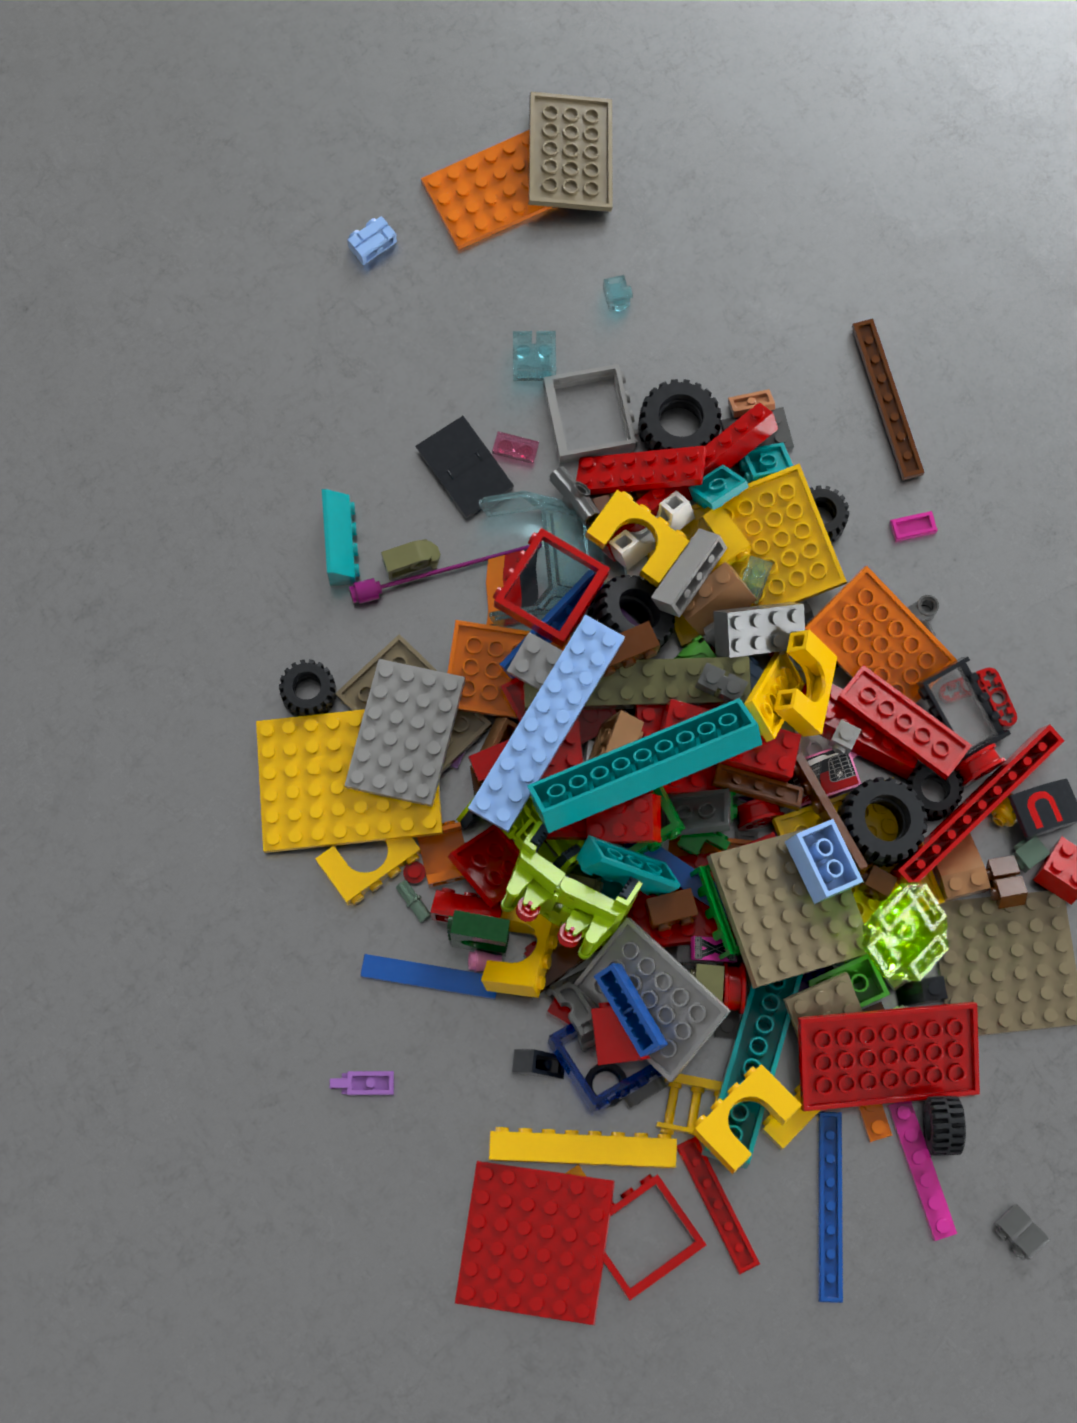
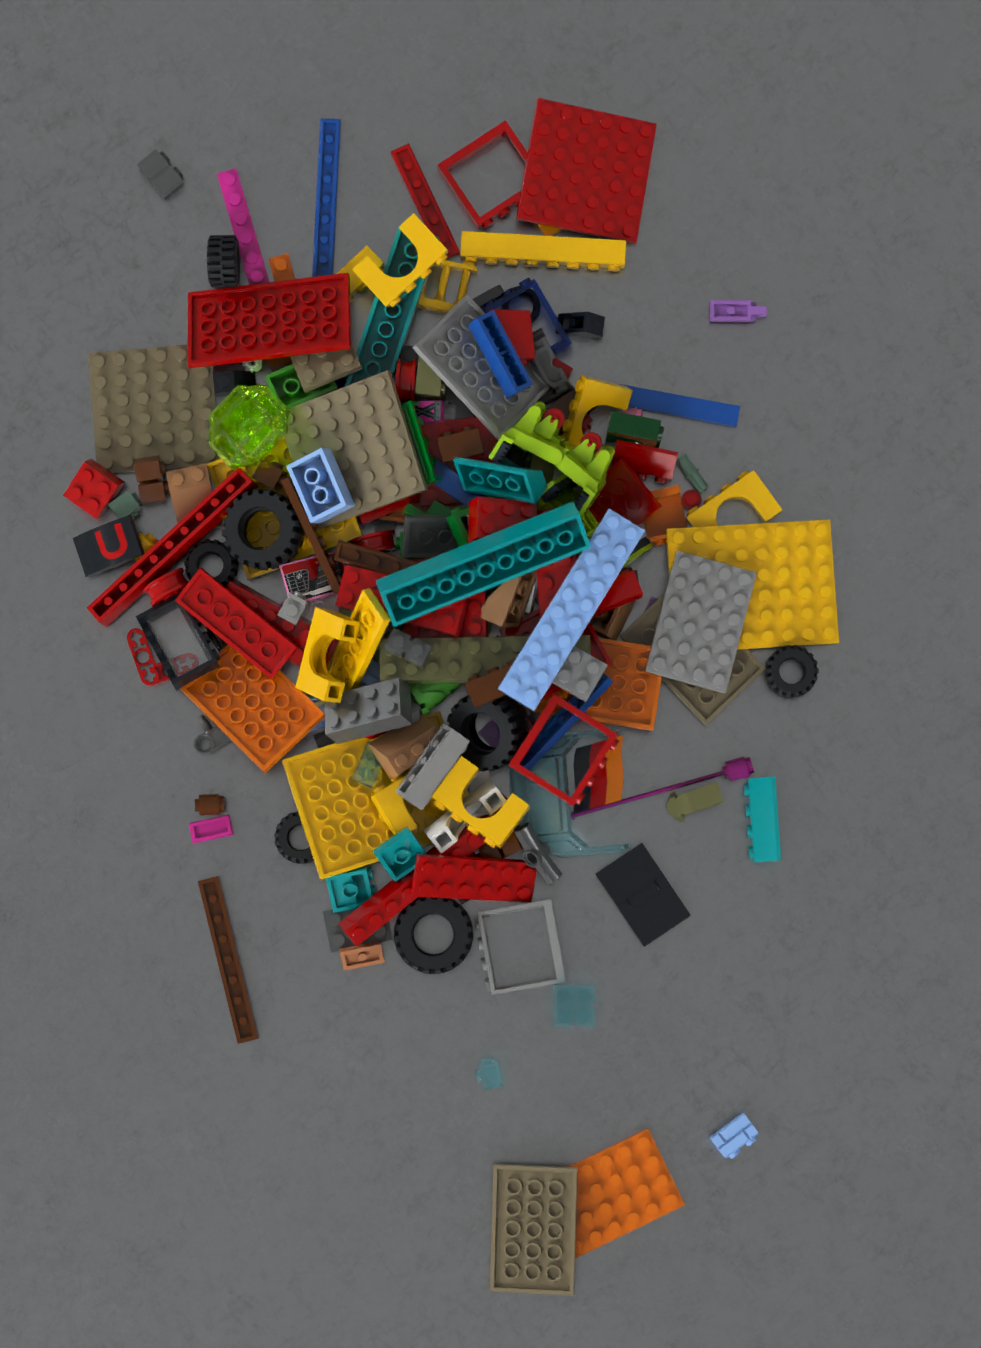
camera: 175 degrees left, 10 degrees up
(515, 447) = (593, 913): clear pink plate -> none
(917, 548) = (209, 804): none -> reddish brown brick

